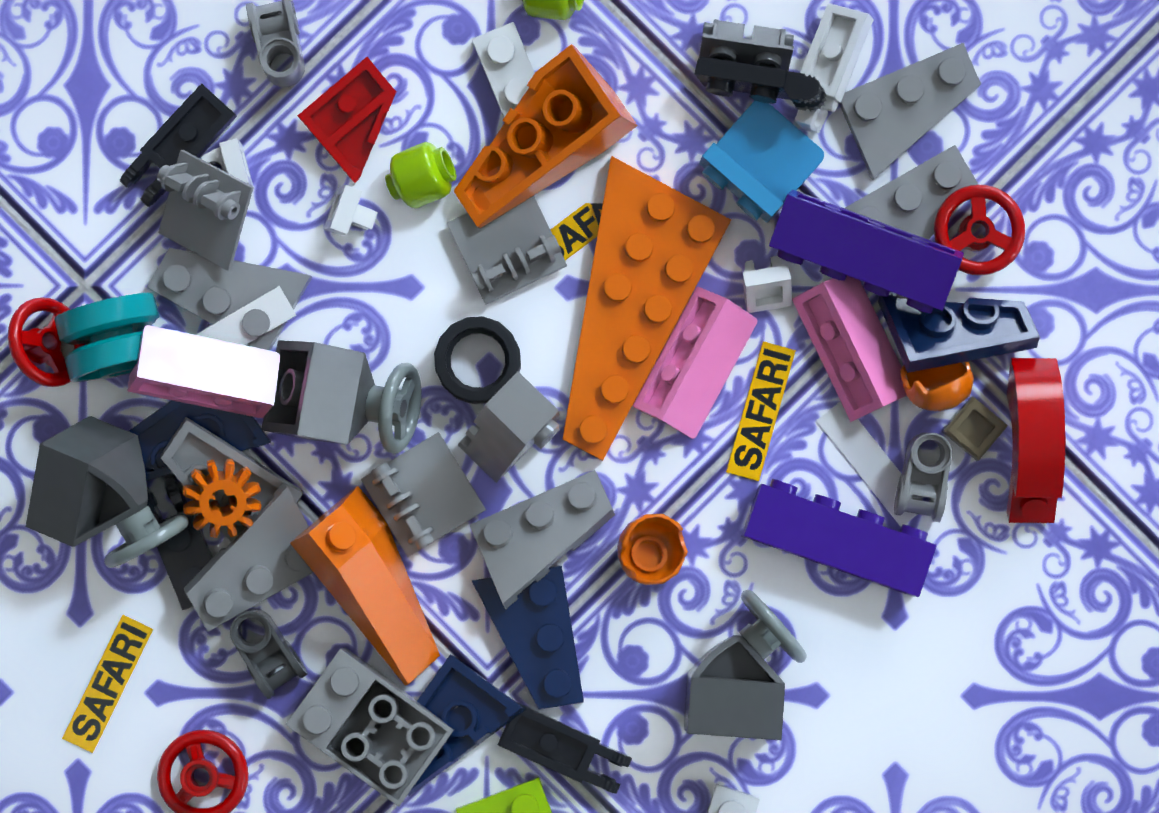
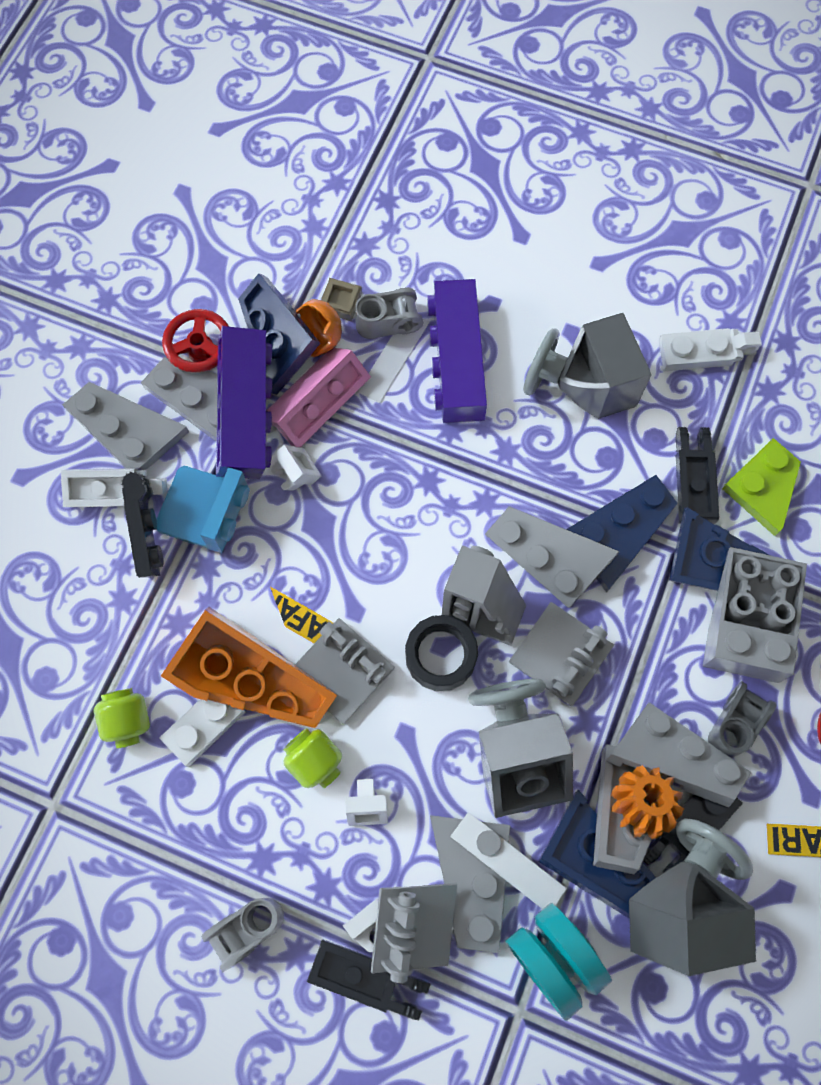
camera: 110 degrees left, 15 degrees down
(38, 345) = (589, 1027): red piece -> none
(205, 372) = (551, 863): panel -> none
(351, 116) = (285, 839): red wing -> none
(364, 572) = (644, 670): orange wedge -> none
(641, 278) = (329, 559): orange wing -> none
(652, 549) = (525, 469): orange hair -> none
(696, 362) = (372, 497): bright pink panel -> none
(760, 411) = (389, 441): sticker -> none
(767, 47) = (114, 539): dark grey hinge -> none
(1037, 438) = (327, 244): red arch -> none

